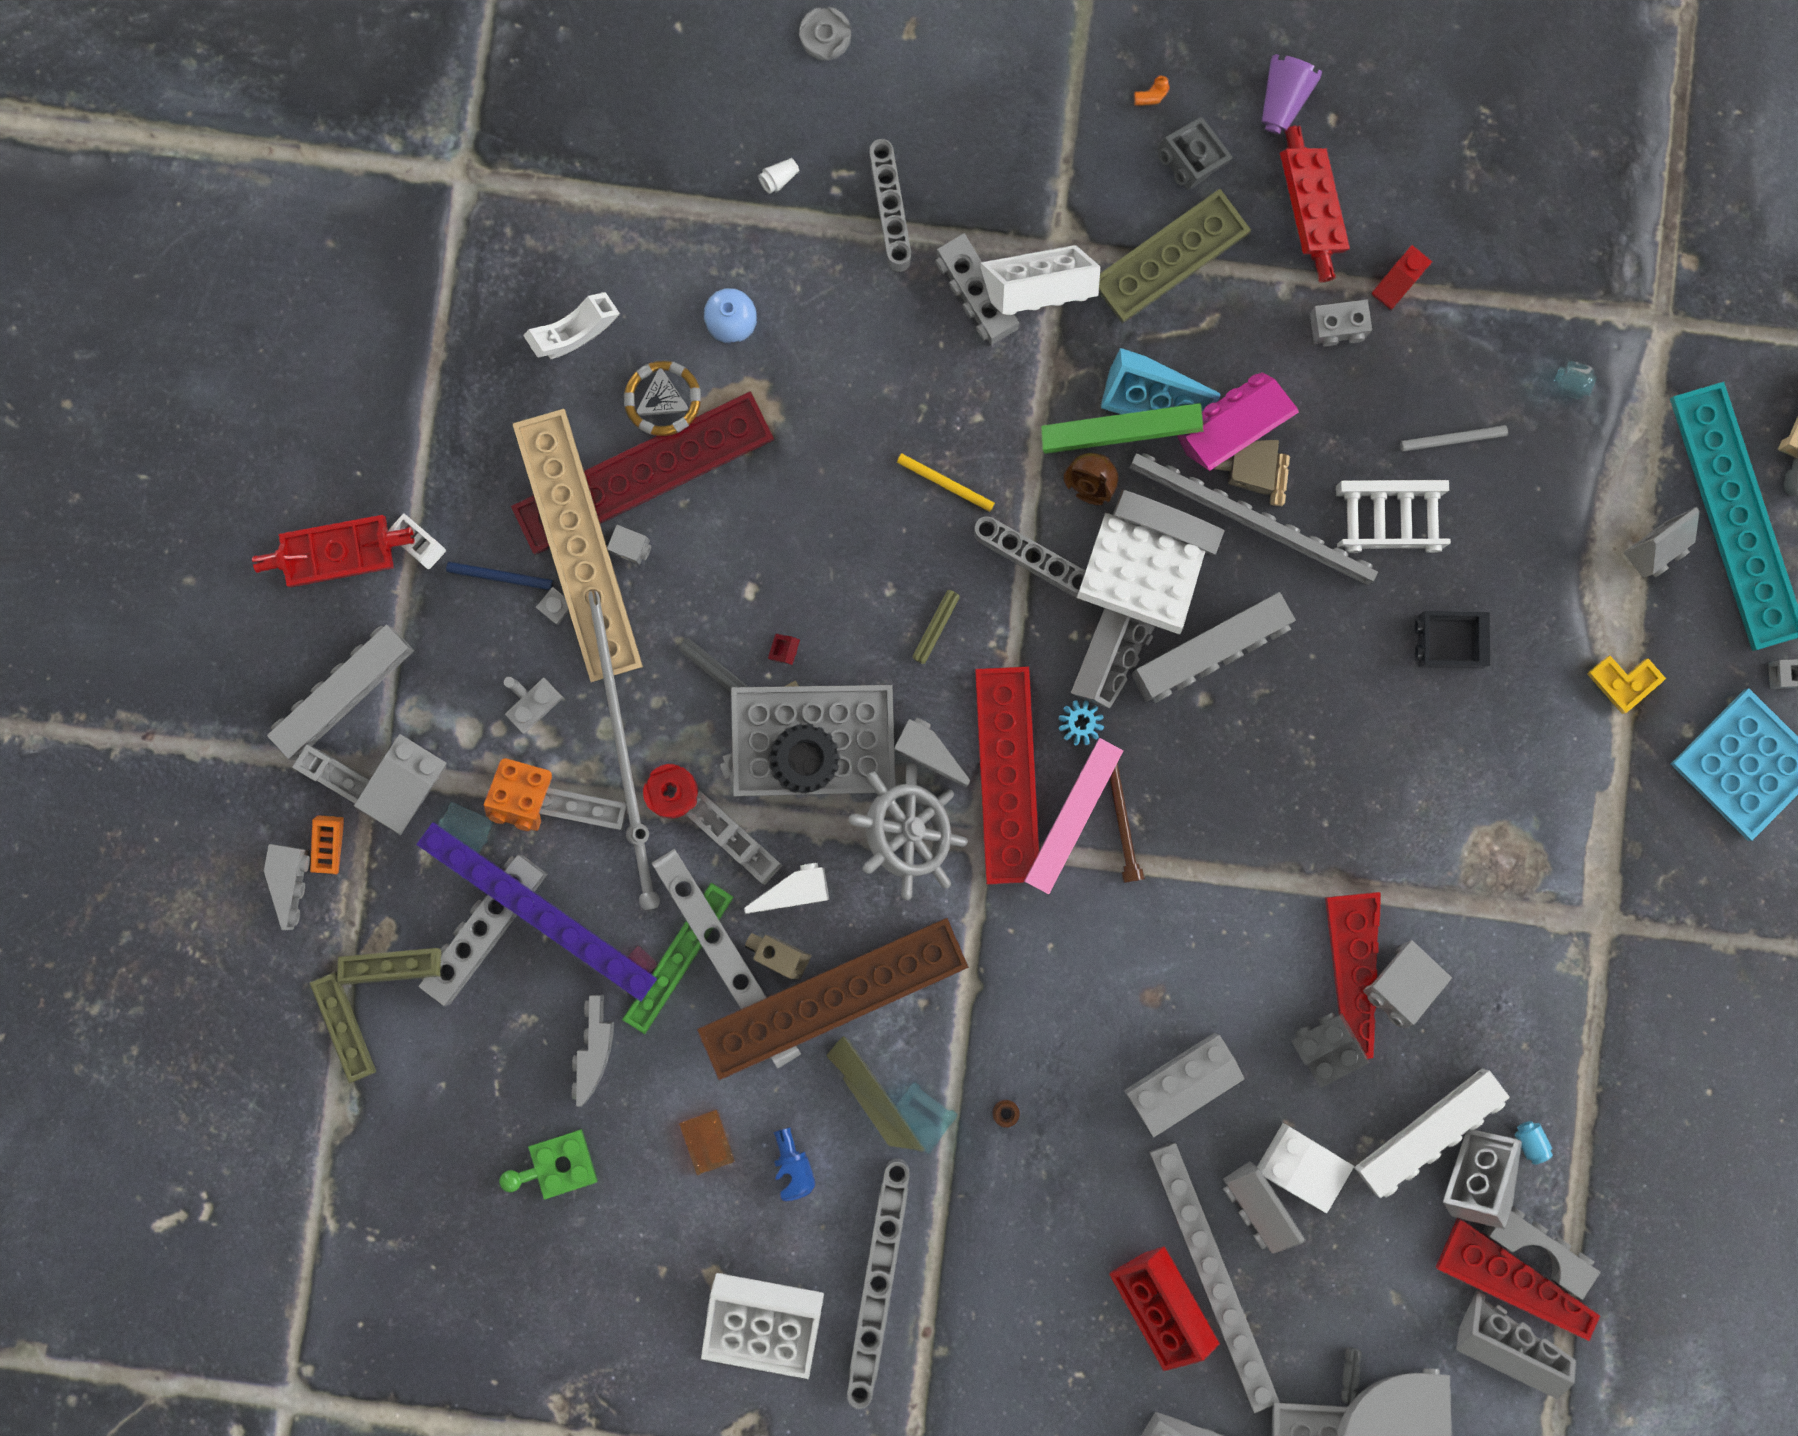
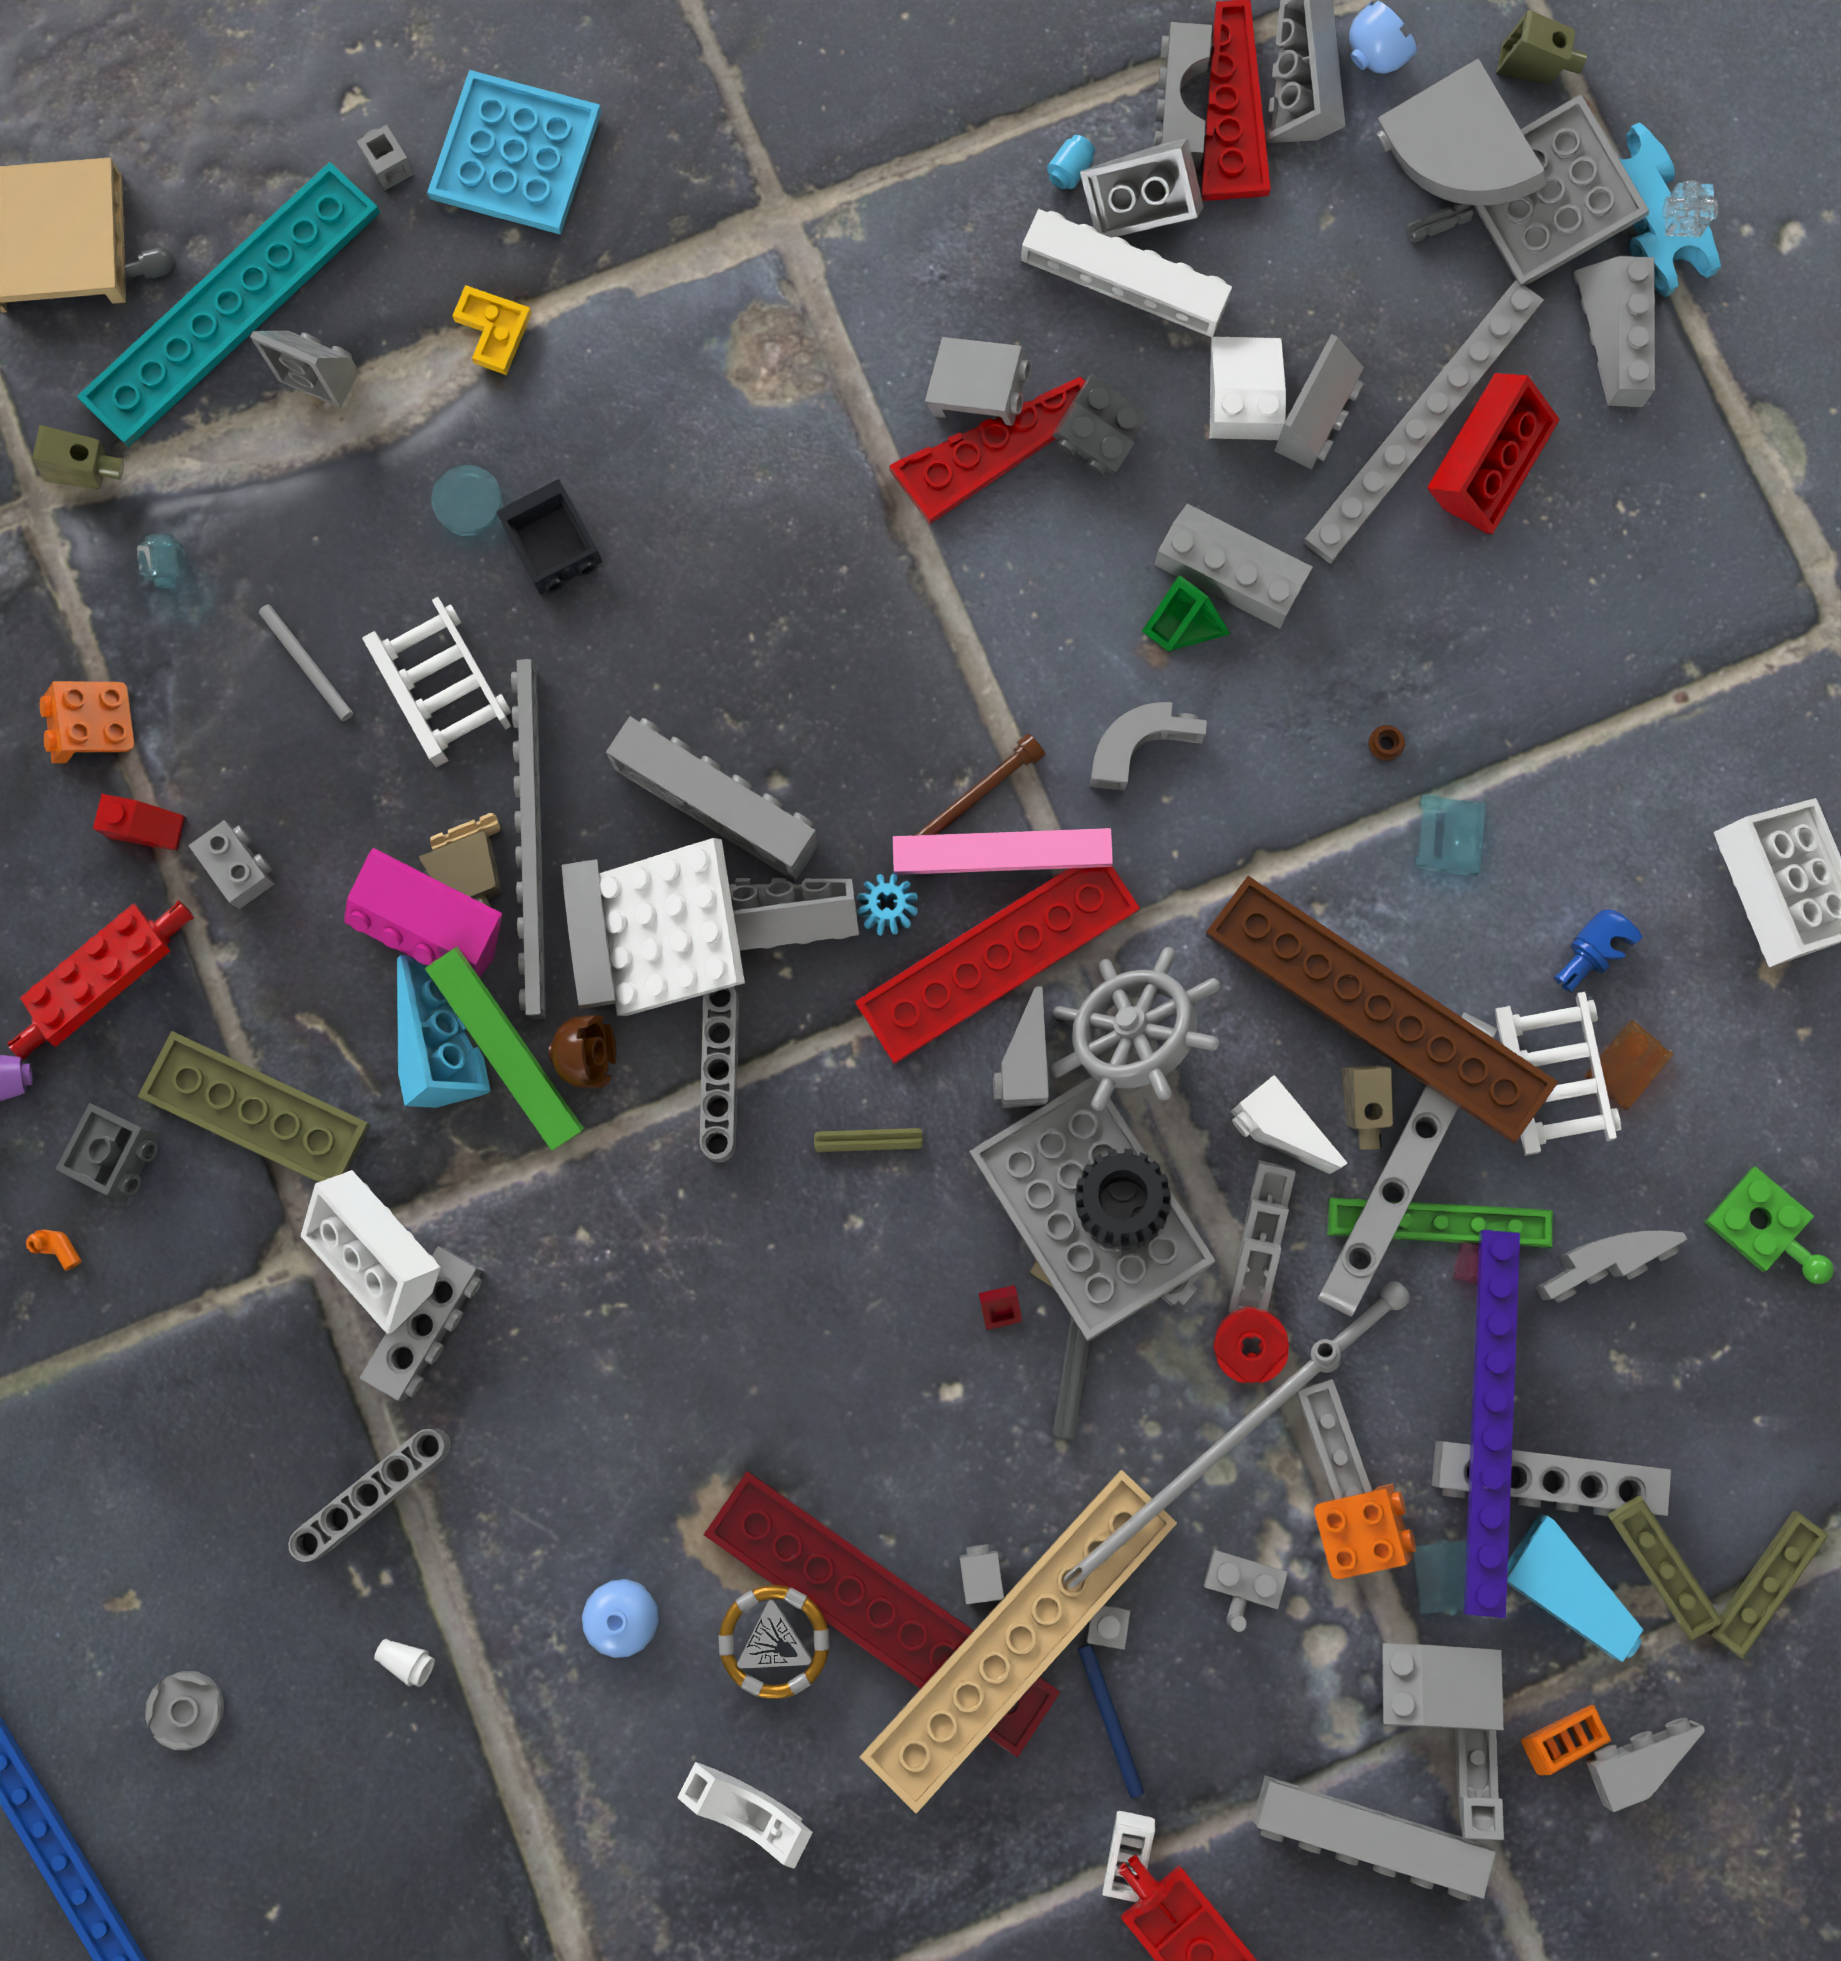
camera: 120 degrees left, 5 degrees down
(415, 898) = (1564, 1584): none -> medium azure slope
(773, 1076) = (1513, 1025): none -> white fence
(873, 1097) = (1463, 898): olive wedge -> none
(876, 1300) = (1684, 770): light grey beam -> none
(945, 482) = (685, 1233): yellow bar -> none
(1107, 948) = (1132, 731): none -> light grey arch
(1164, 1027) = (1184, 618): none -> green slope
(1491, 279) = (86, 718): none -> orange bracket
(1507, 1411) = (1379, 41): none -> light blue cylinder
(1510, 600) = (466, 500): none -> clear light blue tile
(1683, 351) = (73, 459): none -> olive torso

